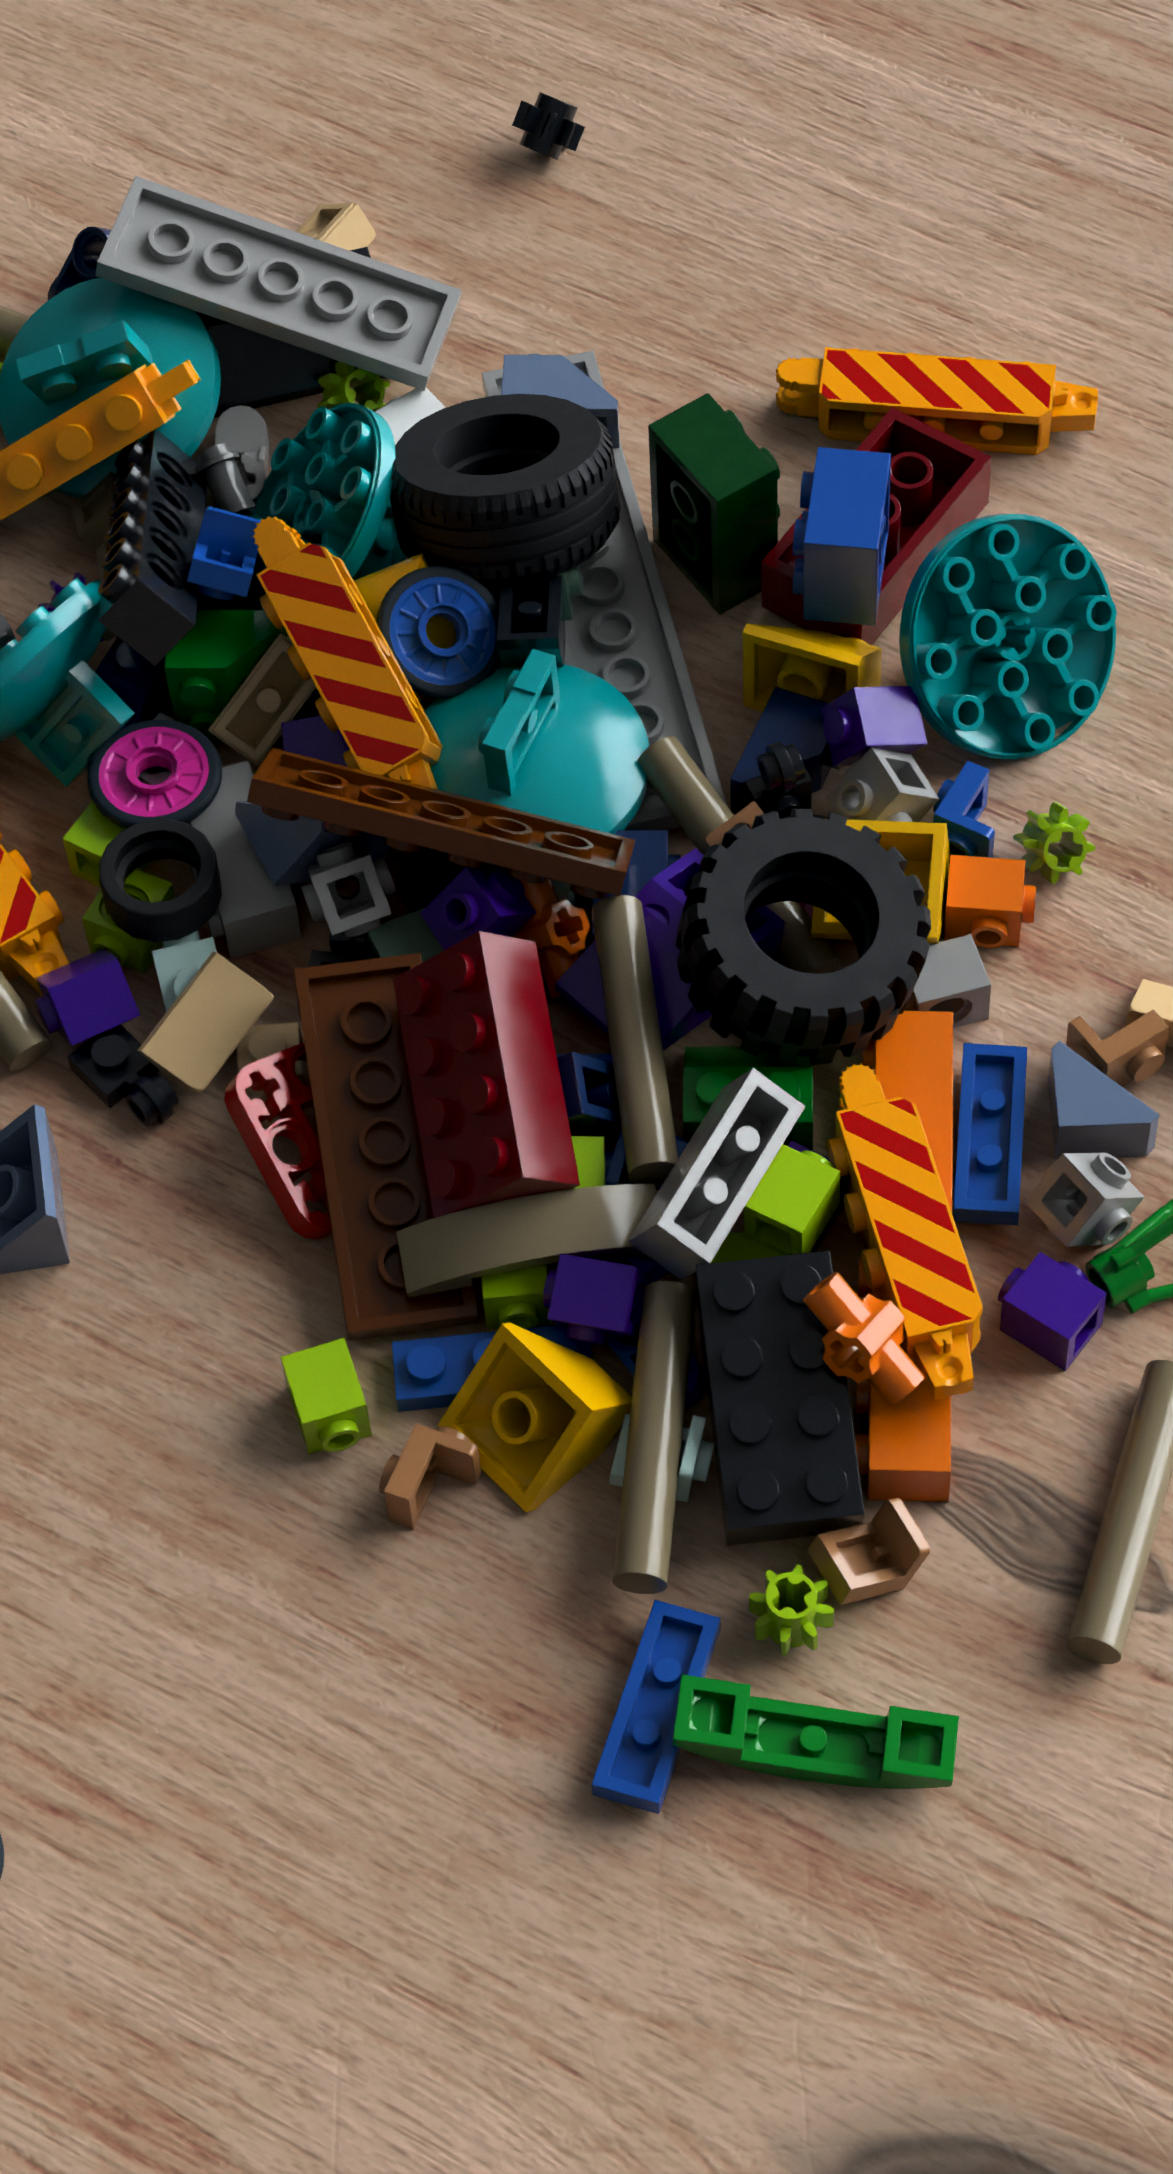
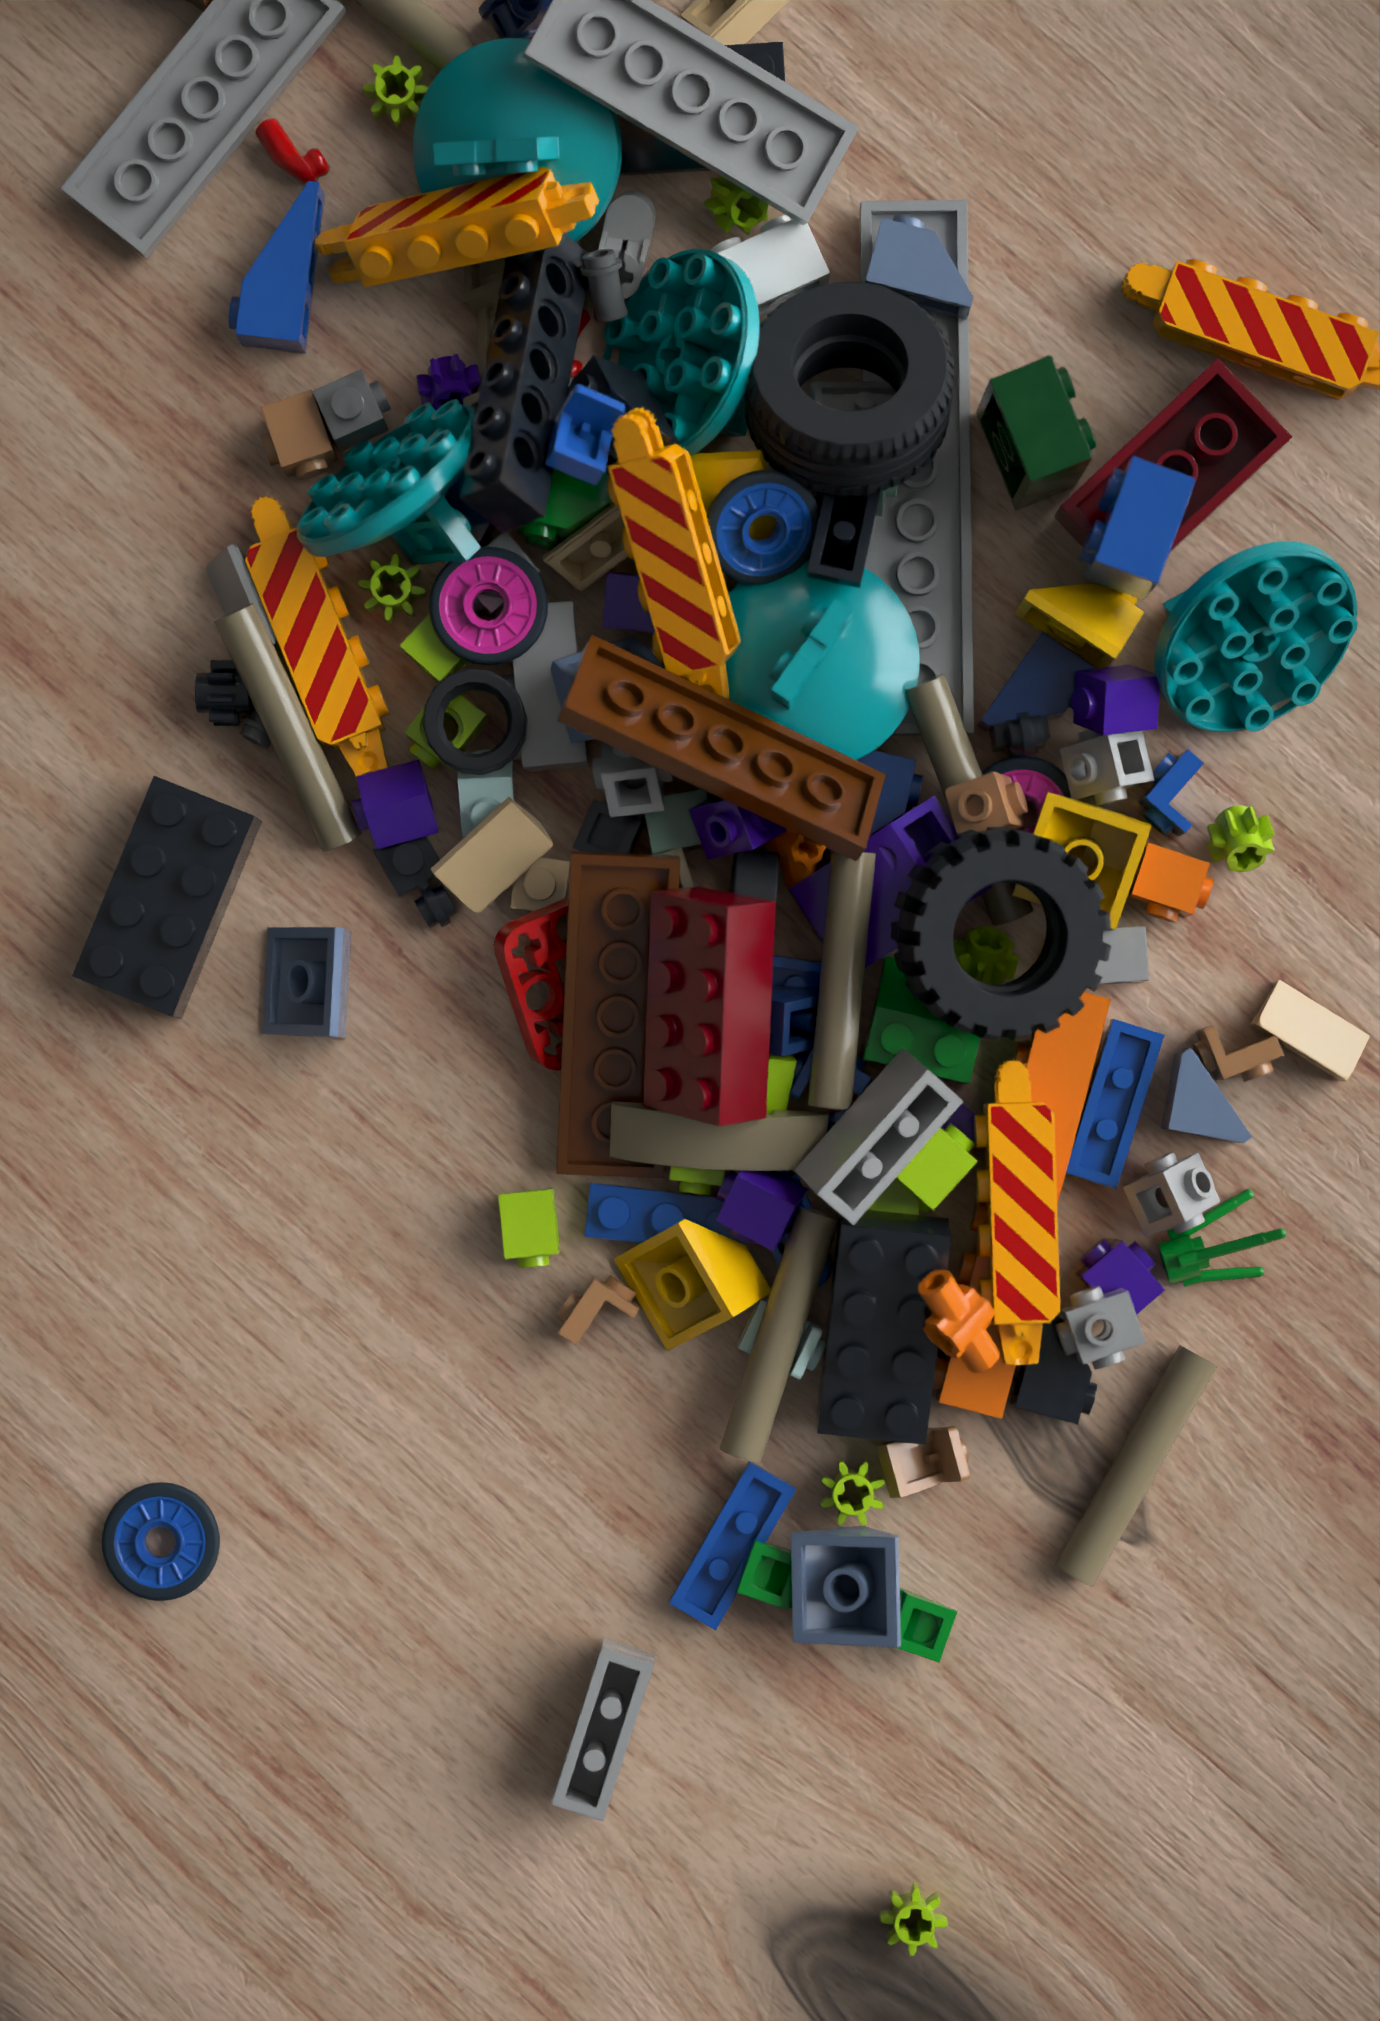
camera: 10 degrees right, 30 degrees up
(46, 802) = (397, 575): none -> lime gear
(539, 1947) = (603, 1729): none -> light grey brick
(809, 1697) = (846, 1587): none -> sand blue slope
(1004, 1427) = (1057, 1383): none -> black slope
(1020, 2095) = (924, 1928): none -> lime gear
(1038, 1329) = (1119, 1332): none -> light grey brick

